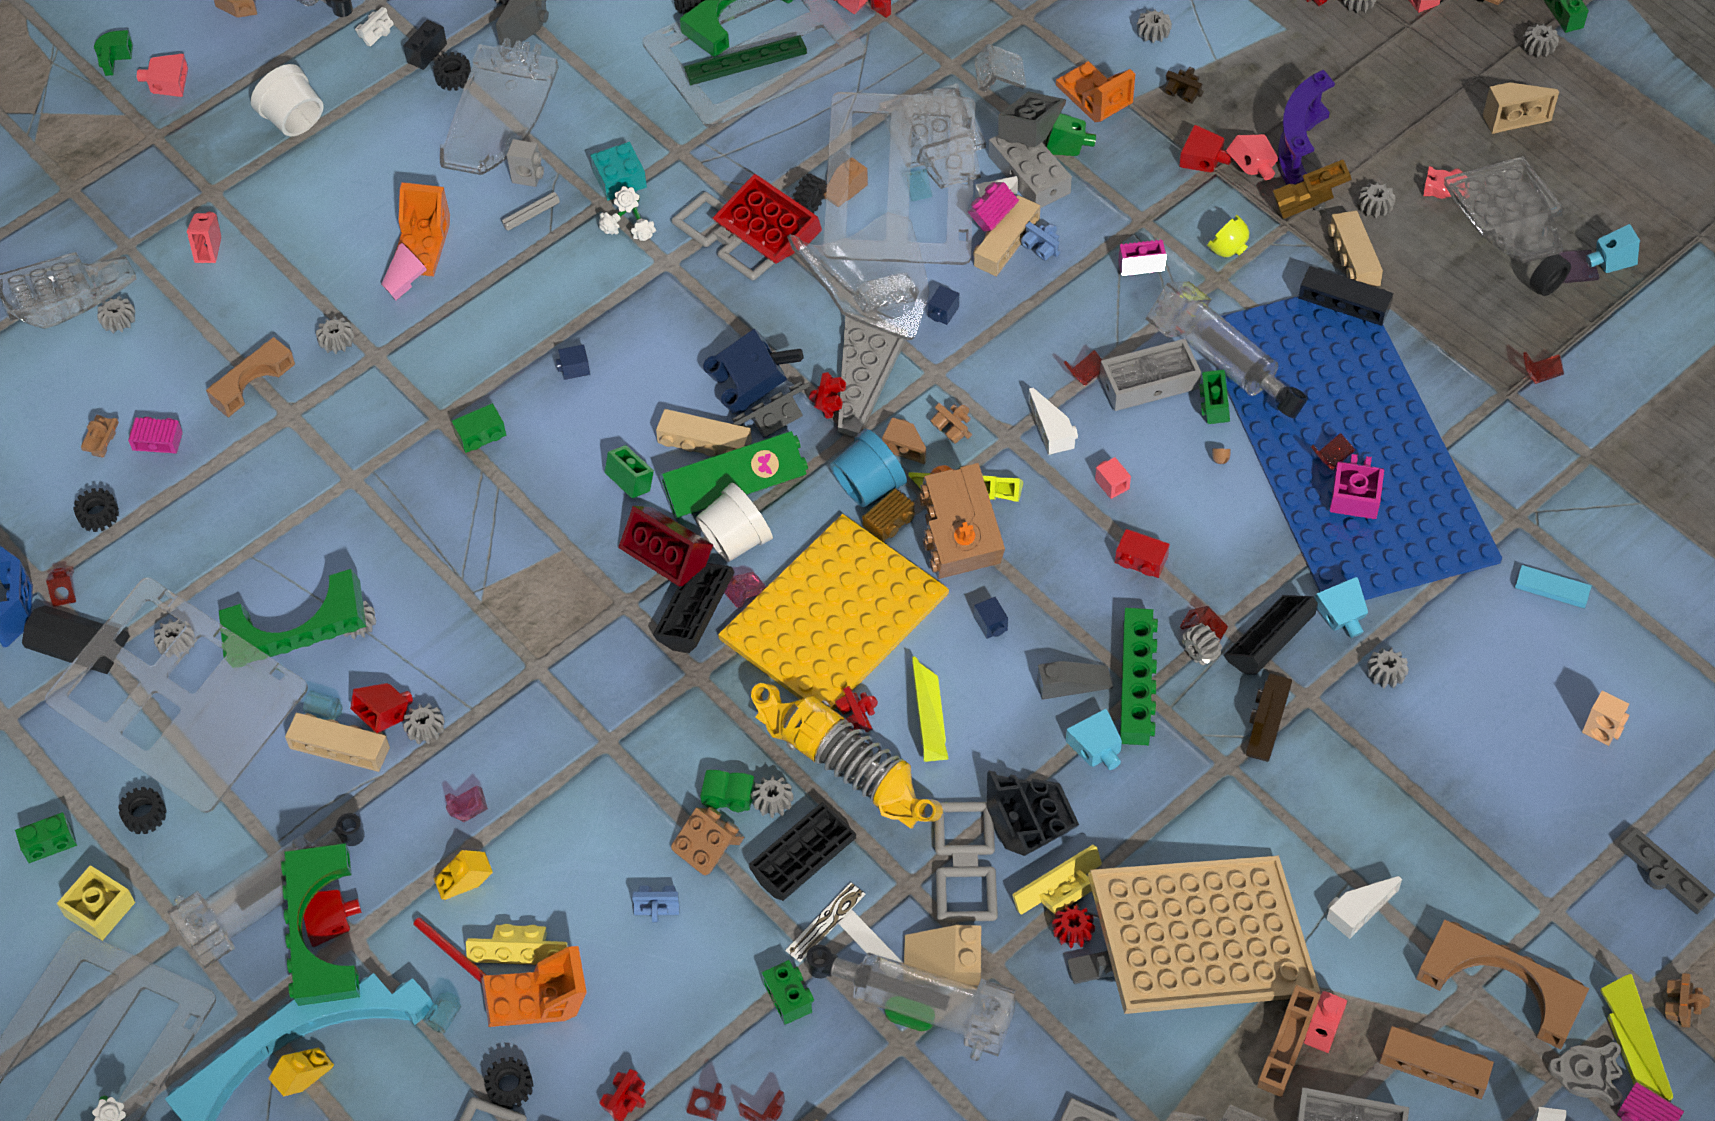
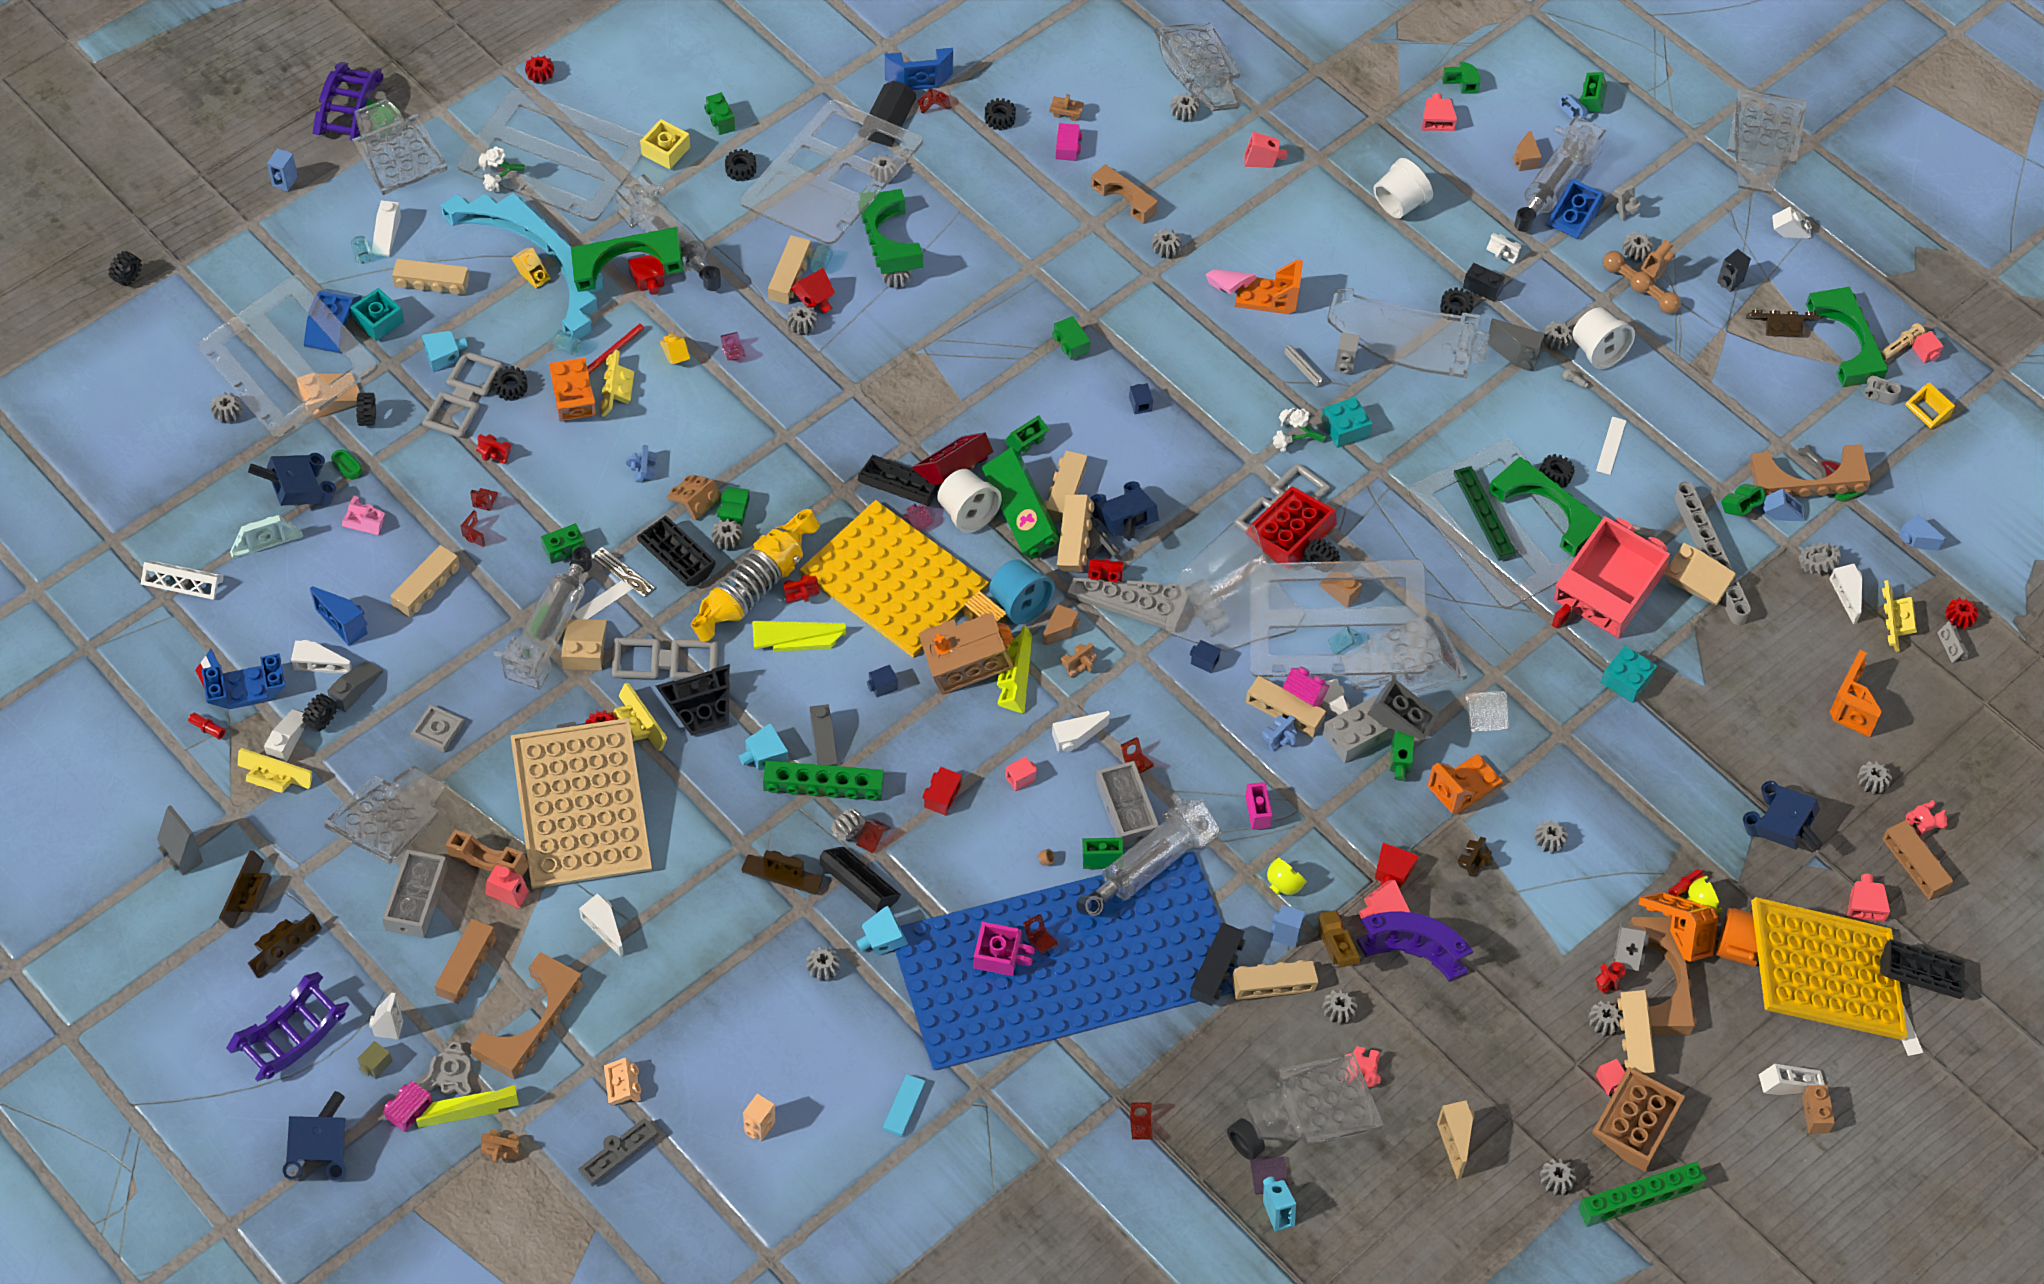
camera: 85 degrees right, 0 degrees up
(779, 418) = (1074, 533): none -> tan brick
(1292, 233) = (1287, 925): none -> medium blue brick
(1575, 873) = (622, 1081): none -> light nougat bracket

